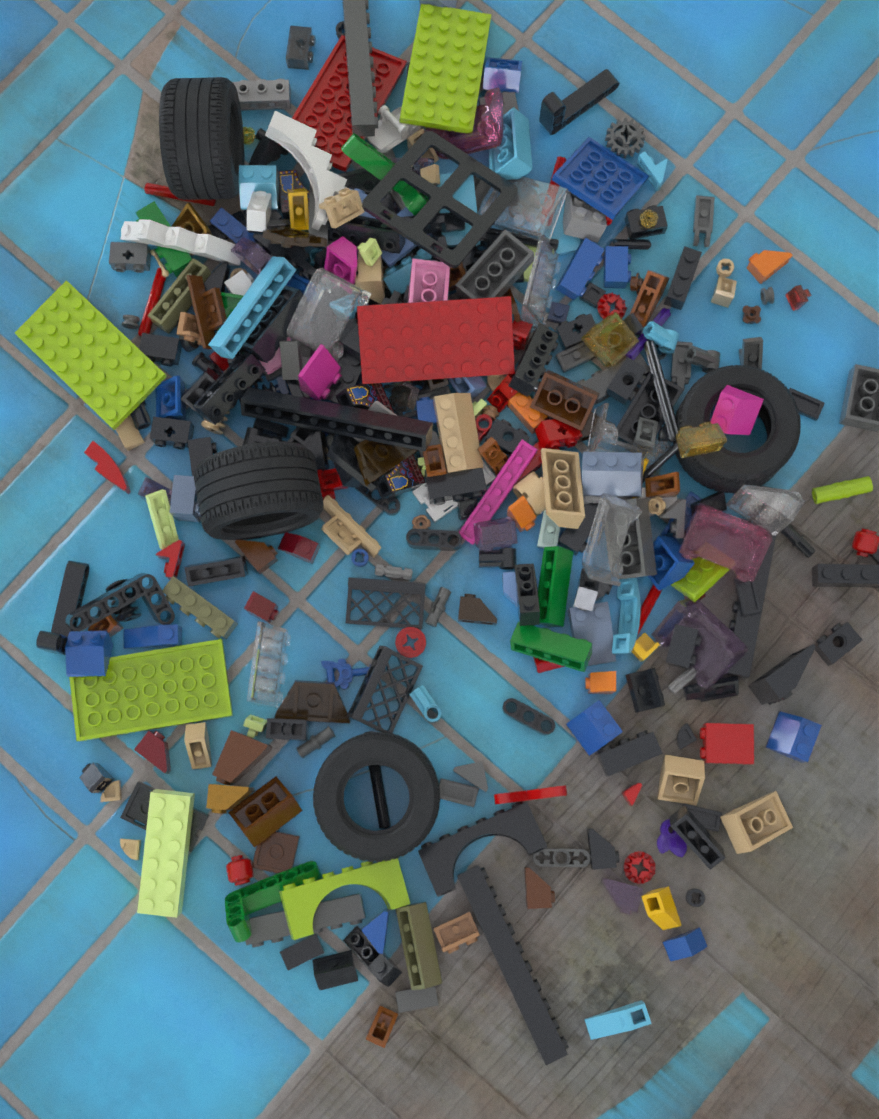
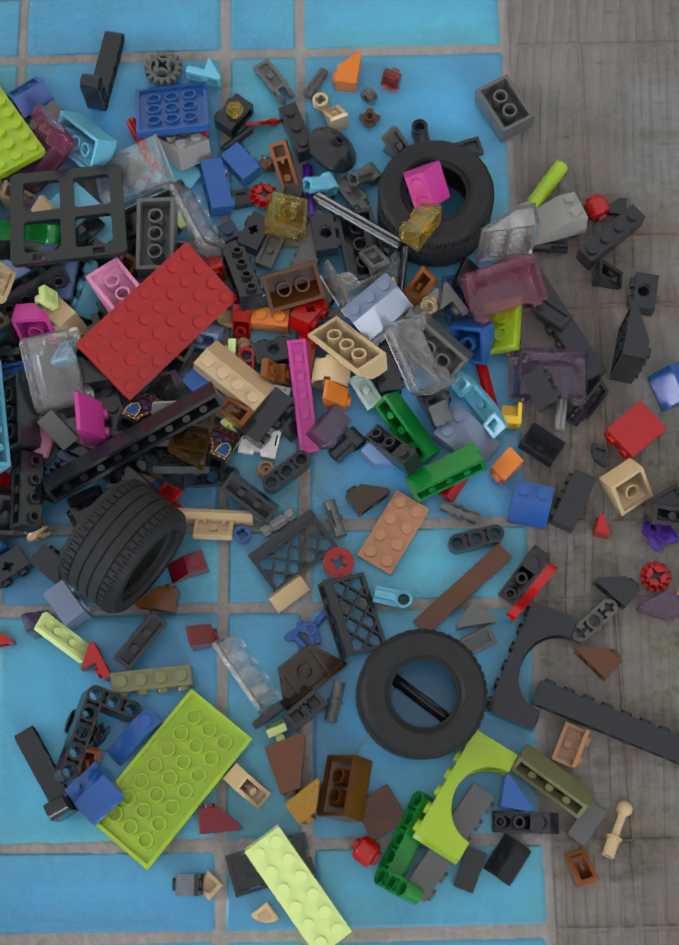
camera: 40 degrees left, 5 degrees down
(261, 709) = (271, 713): none -> black tile
(353, 632) = (288, 593): none -> tan slope
(388, 535) = (250, 497): none -> black brick
(453, 1014) = (624, 810): none -> tan pin
(472, 656) = (393, 532): none -> nougat plate
(484, 744) = (463, 588): none -> reddish brown tile
(535, 684) = (459, 512): none -> dark grey pin
(540, 776) = (524, 575): none -> black slope
(671, 252) = (271, 122): none -> red piece
(696, 315) = (331, 149): none -> black dish
(734, 249) = (315, 83): none -> dark grey axle
(776, 366) = (419, 136): none -> black piece
(822, 604) = (606, 275): none -> black slope
(824, 525) = (561, 218): none -> light grey slope

